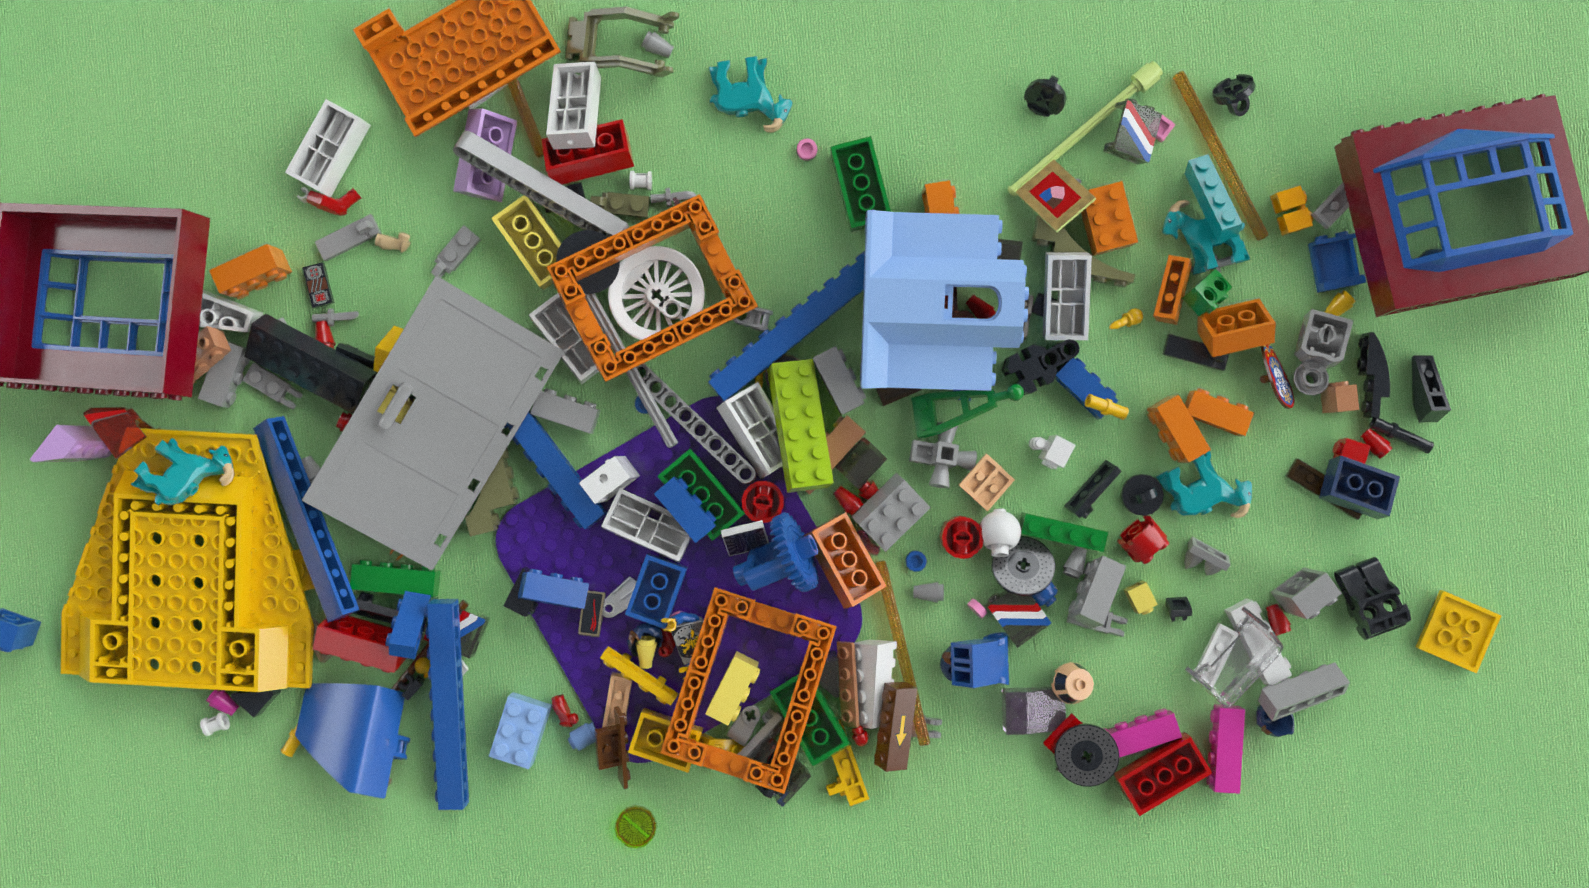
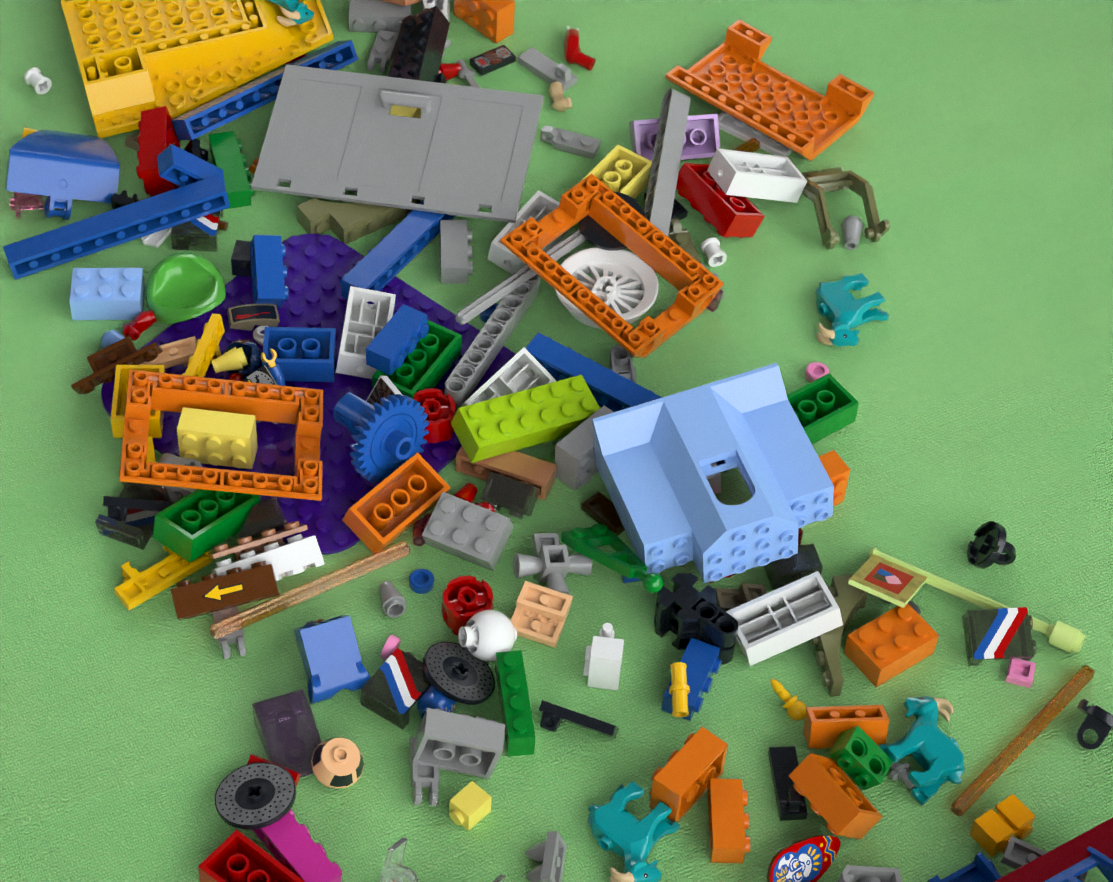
camera: 65 degrees right, 40 degrees down
(222, 701) = (61, 81): dark pink cone -> none
(255, 702) = (70, 103): black slope -> none
(328, 148) = (622, 33): white brick -> none
(545, 664) = (183, 288): none -> bright green piece
(608, 478) = (403, 268): white brick -> none
(635, 826) = (29, 415): clear neon green tile -> none
(860, 736) = (200, 568): red arm -> none
(1142, 494) = (593, 776): black tile -> none
(1143, 540) = (540, 780): red brick -> none
(1178, 607) = (474, 851): black tile -> none
(1213, 198) = (968, 725): teal brick -> none

